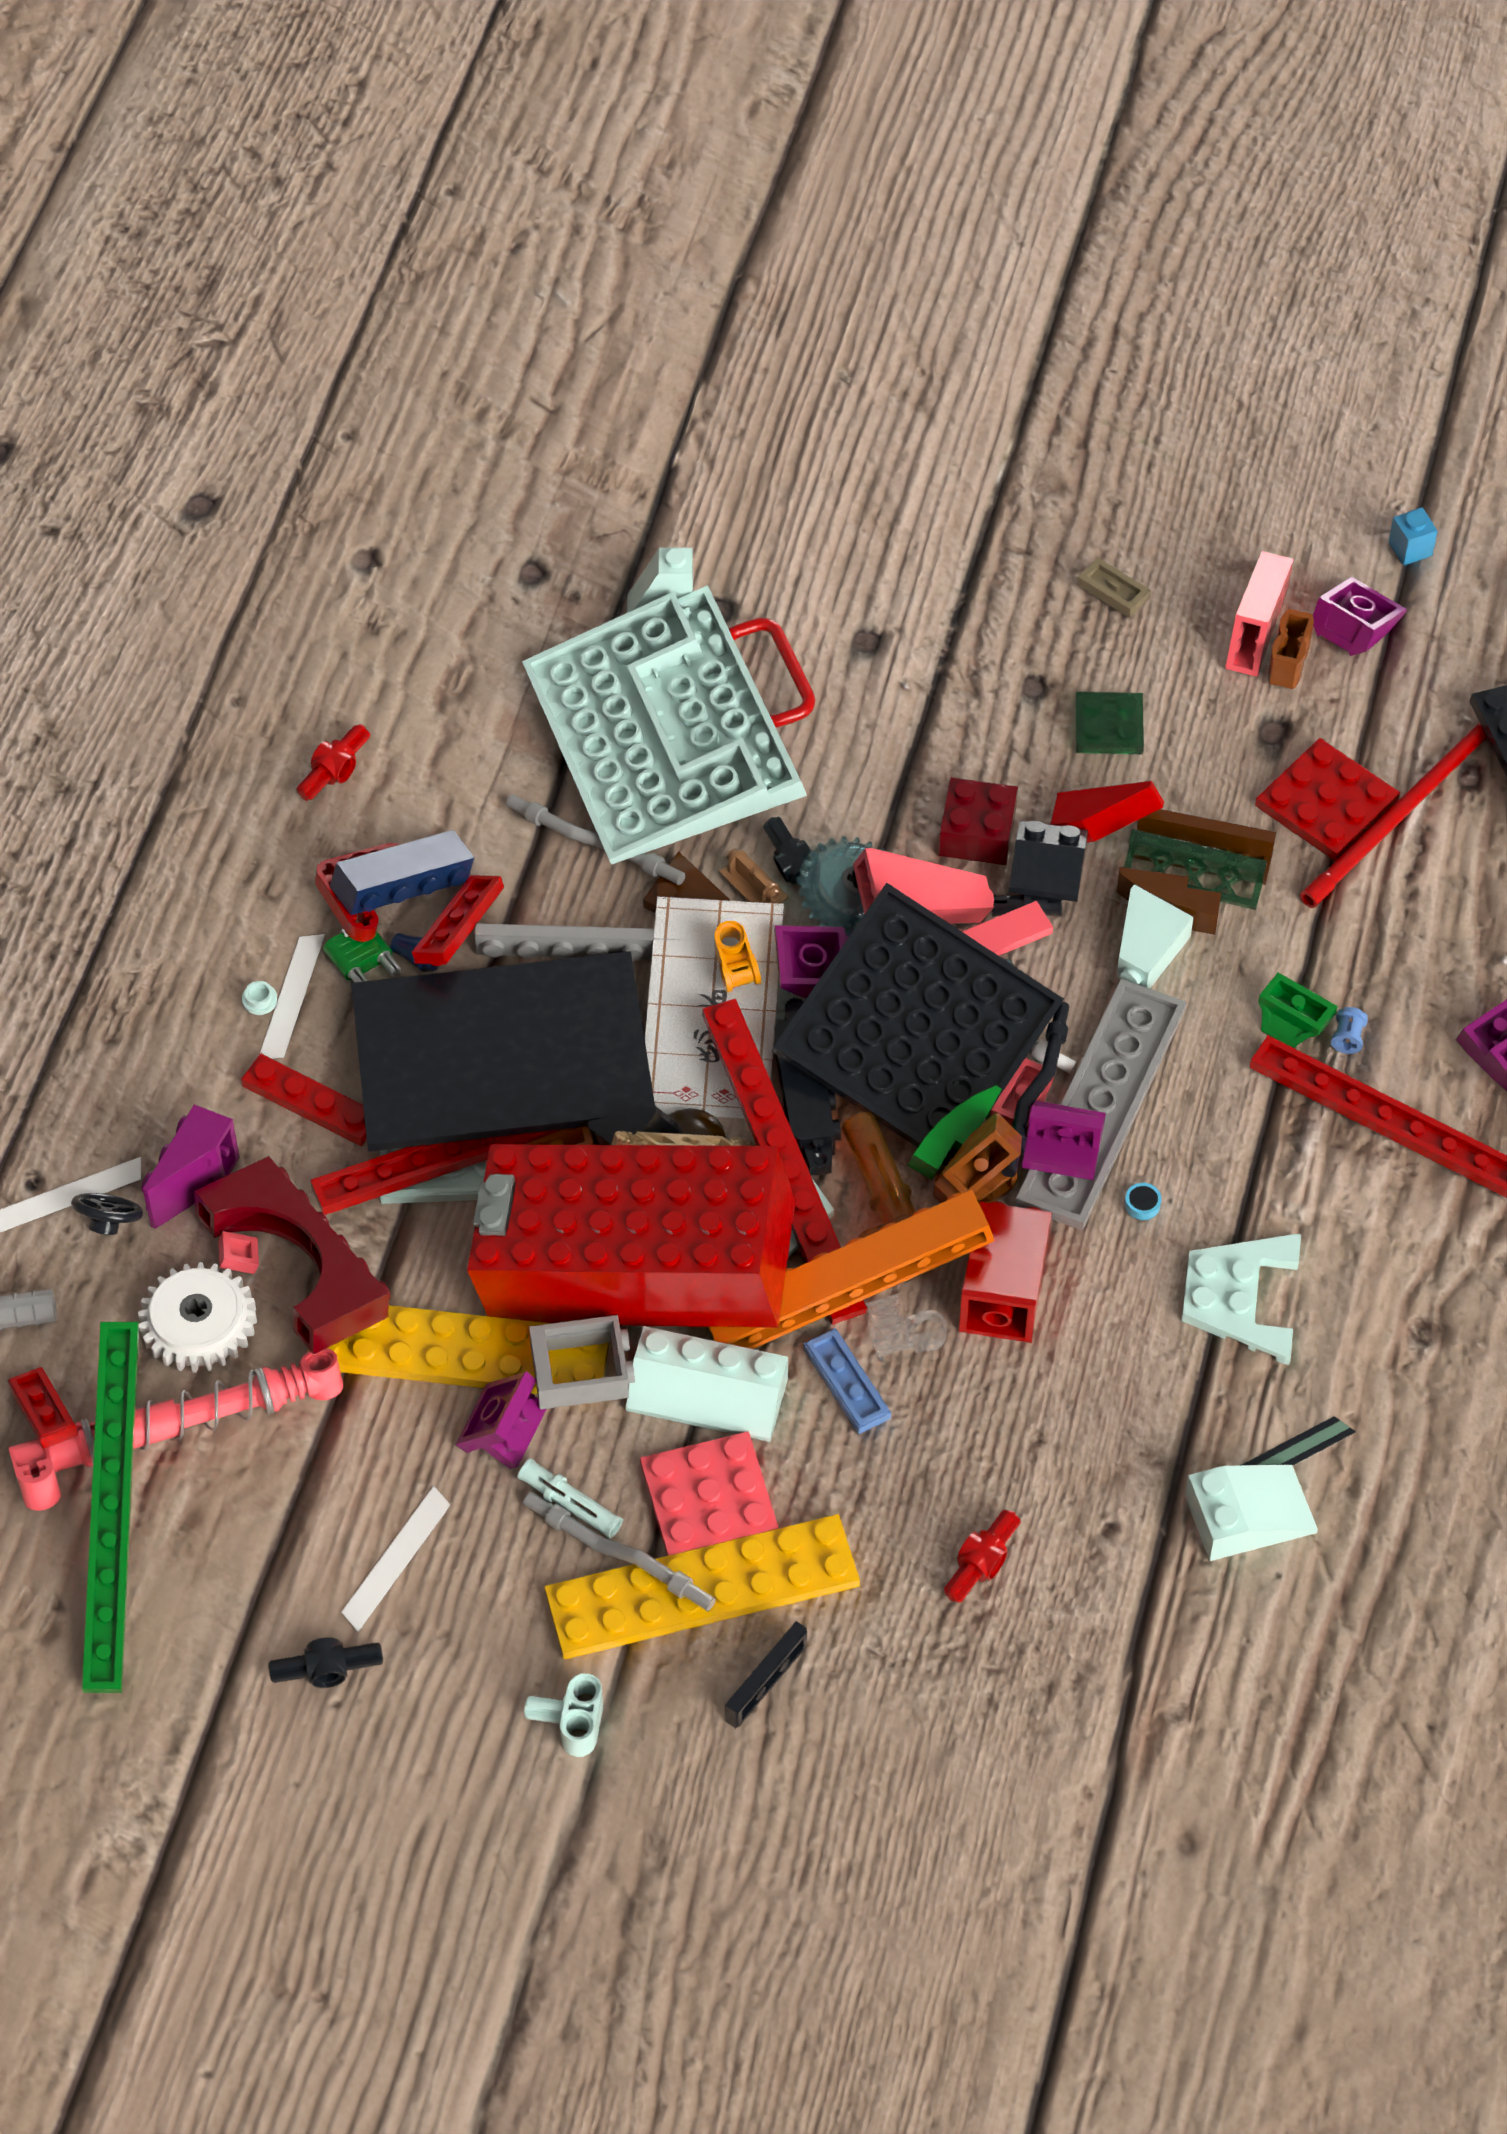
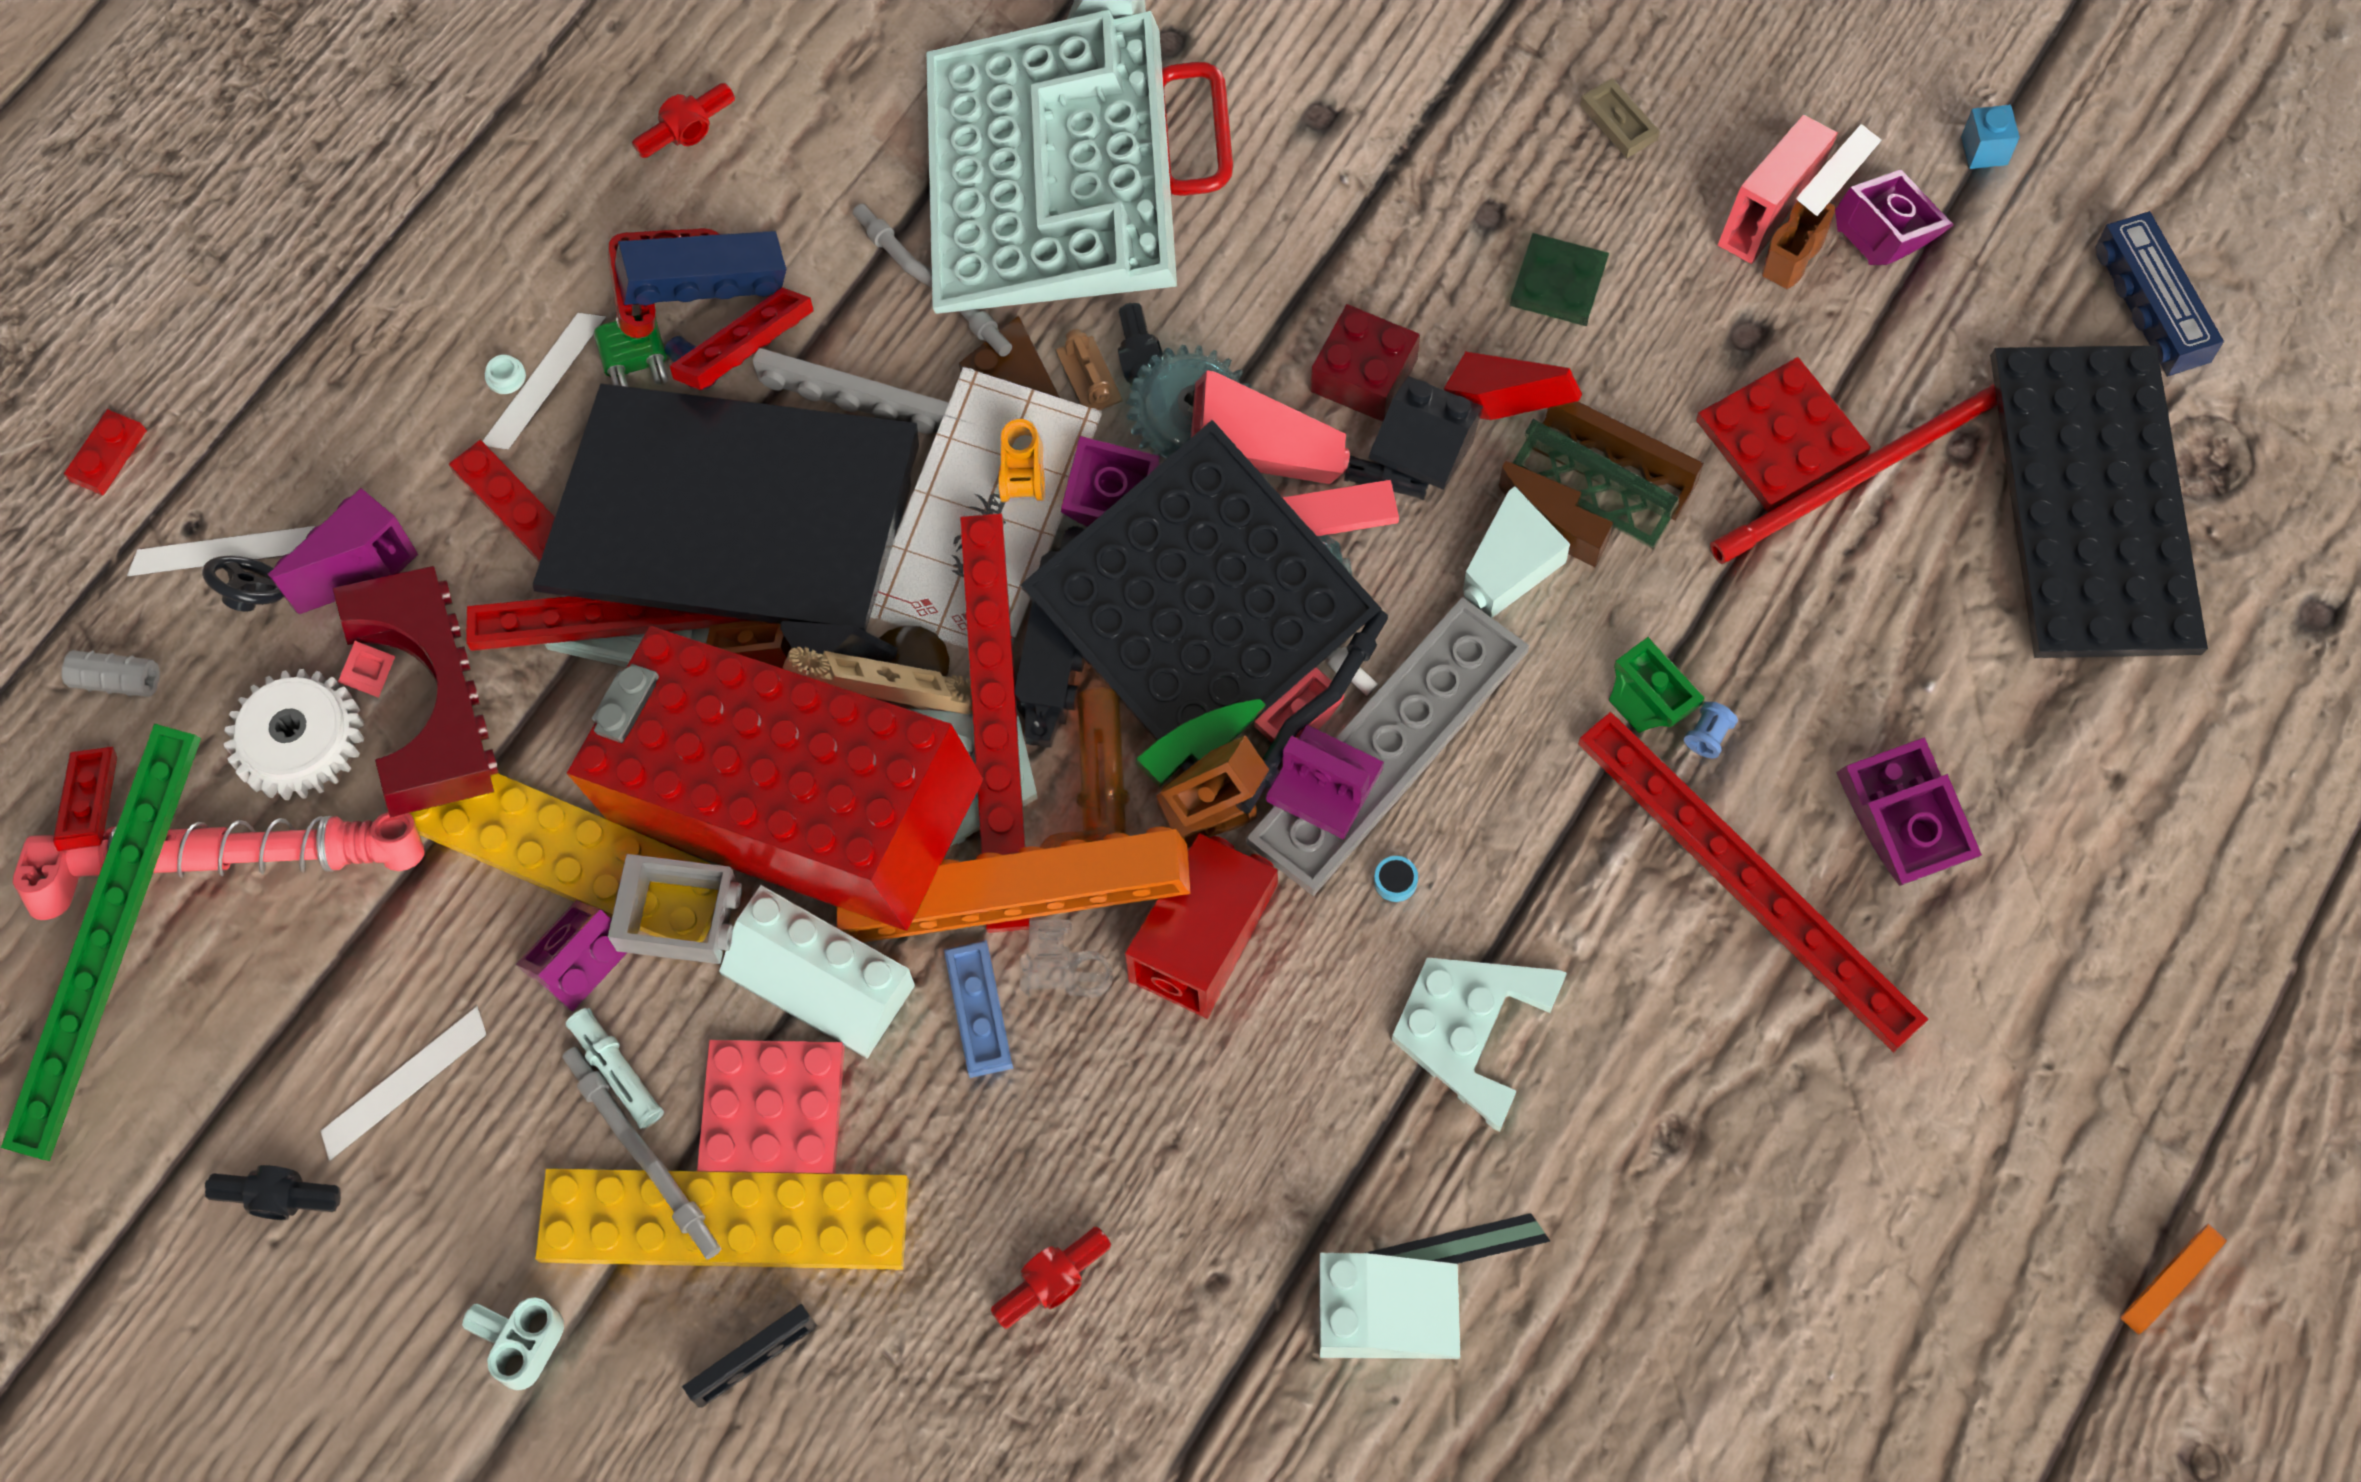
camera: 20 degrees right, 10 degrees up
(1304, 587) = (1838, 170): none -> white sticker

